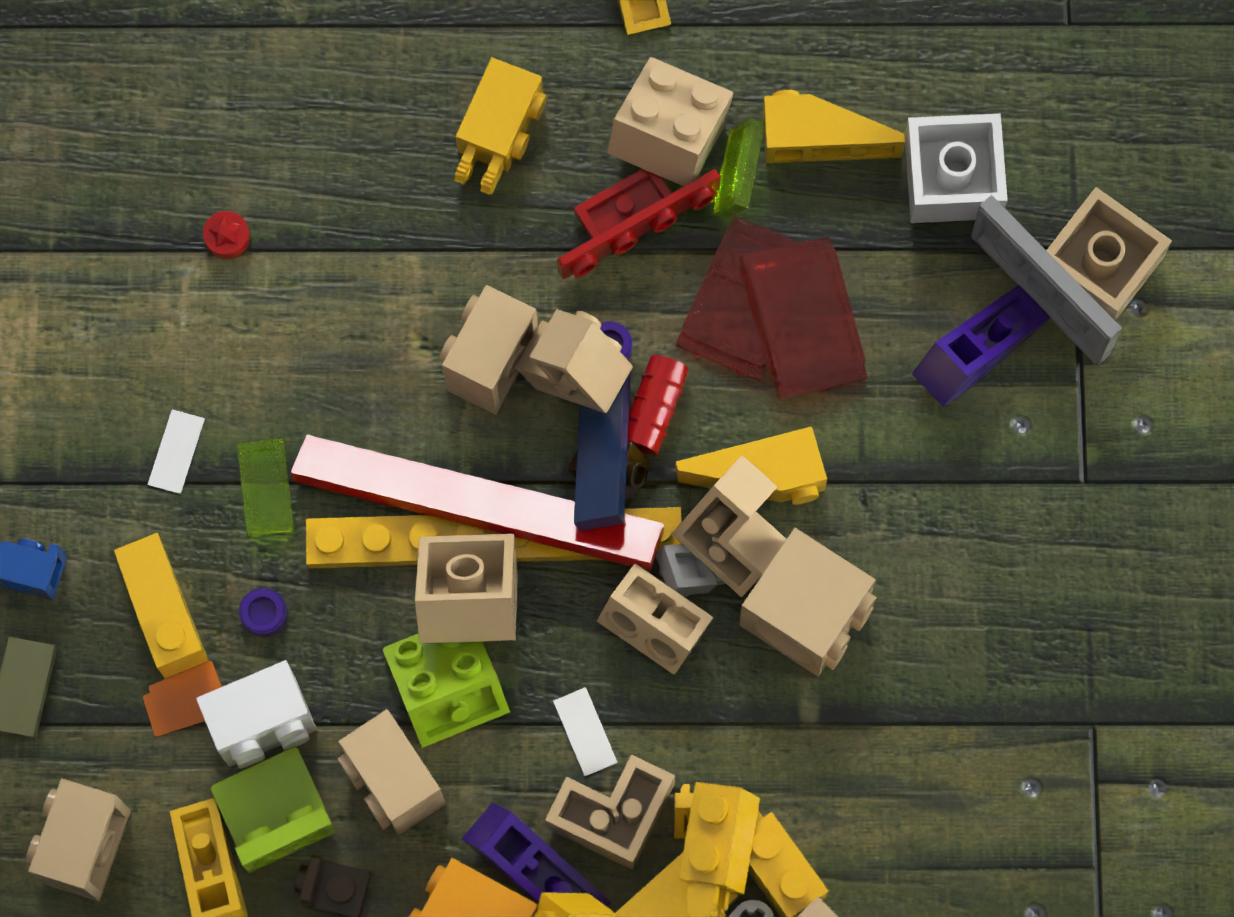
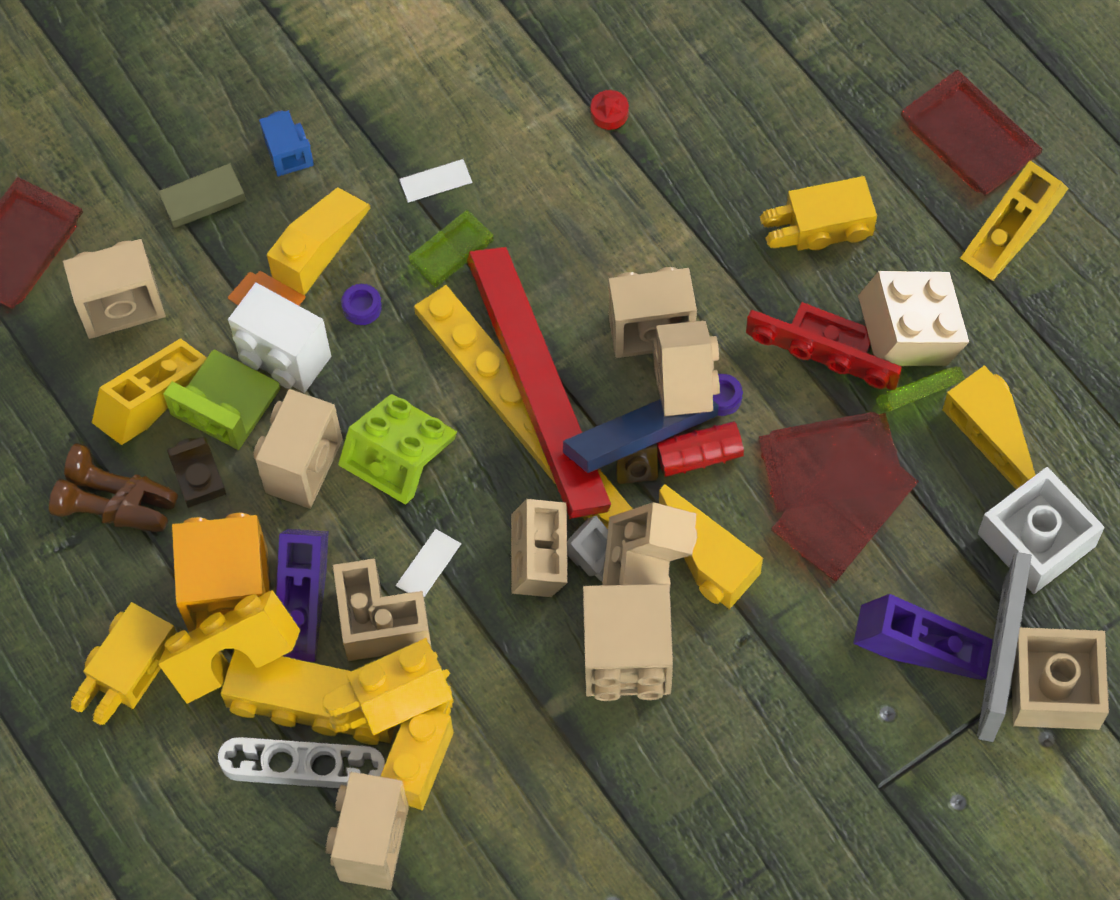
camera: 55 degrees right, 10 degrees down
(466, 588) = (466, 408): tan brick -> none

